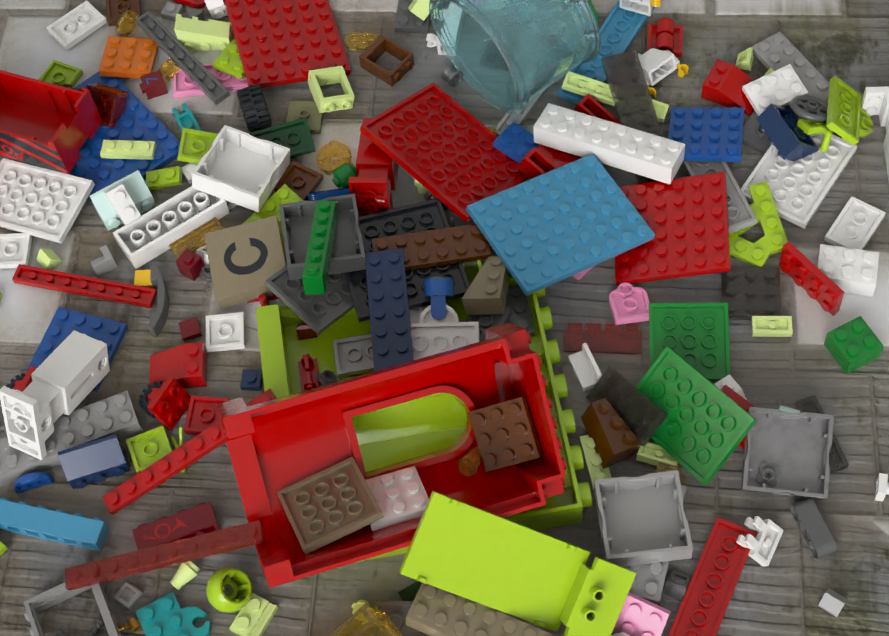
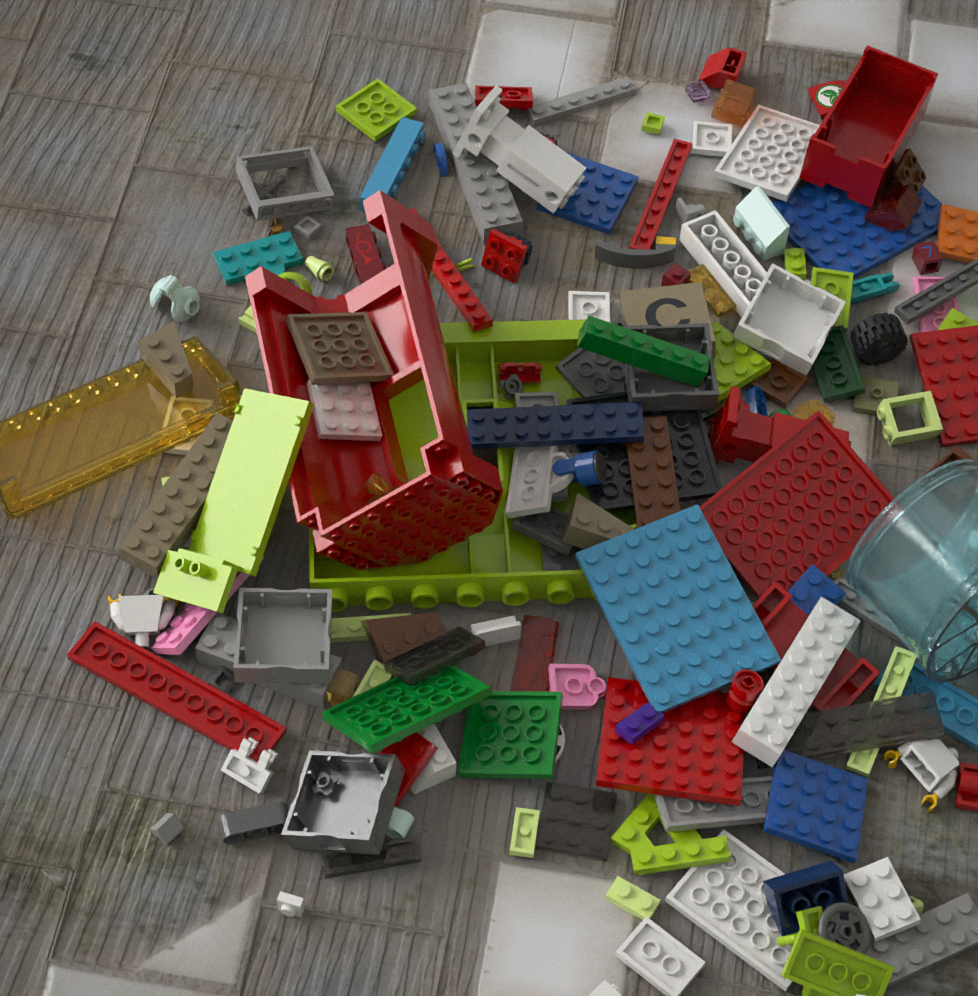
camera: 85 degrees right, 5 degrees down
(48, 258) = (700, 170): yellowish green slope -> none
(61, 73) = (944, 179): lime tile -> none
(94, 461) = (448, 199): slope -> none
(122, 203) = (749, 215): white brick -> none
(128, 149) = (832, 231): yellowish green plate -> none
(148, 447) = (460, 244): lime plate -> none
(164, 555) = (326, 237): clear red plate -> none
(169, 69) = (946, 269): clear yellow plate -> none
(184, 363) = (550, 273): red slope -> none
(190, 329) = (598, 282): dark red tile -> none
(202, 413) = (492, 290): red plate -> none
(623, 175) = (744, 691): none -> red wheel
(667, 246) = (639, 723): none -> dark purple plate
(725, 86) = (902, 843): red slope -> none
(745, 59) = (945, 884): yellowish green slope -> none
(810, 245) = (632, 899): none -> yellowish green plate
(811, 279) = (579, 880): red plate -> none
(849, 268) = (591, 930): white brick -> none
(853, 345) = (483, 914): green brick -> none

